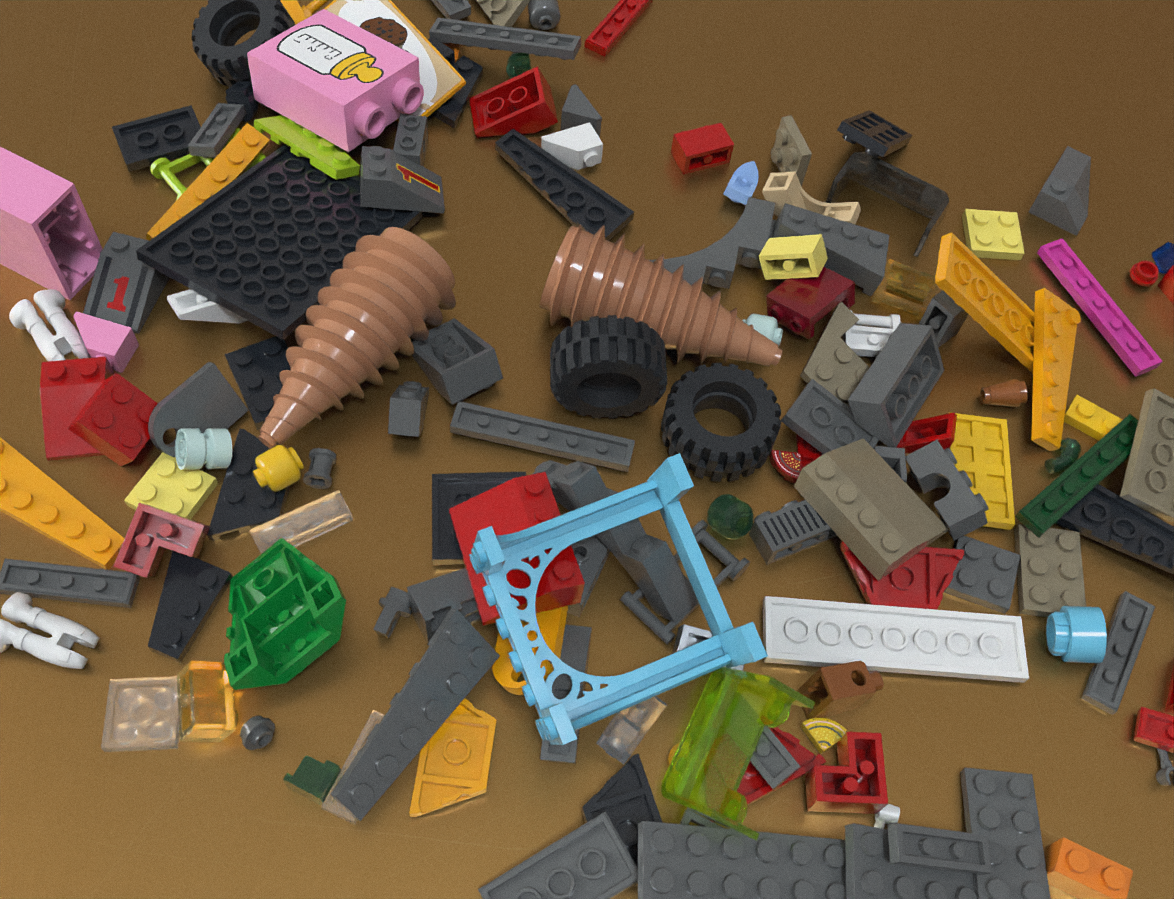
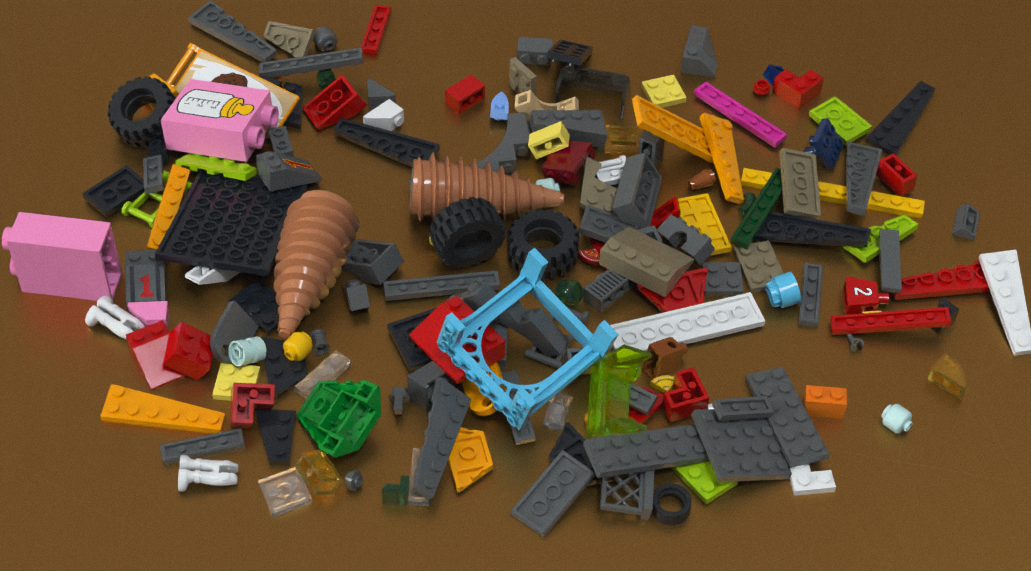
camera: 15 degrees left, 10 degrees down
(824, 114) = (534, 50): none -> dark grey brick

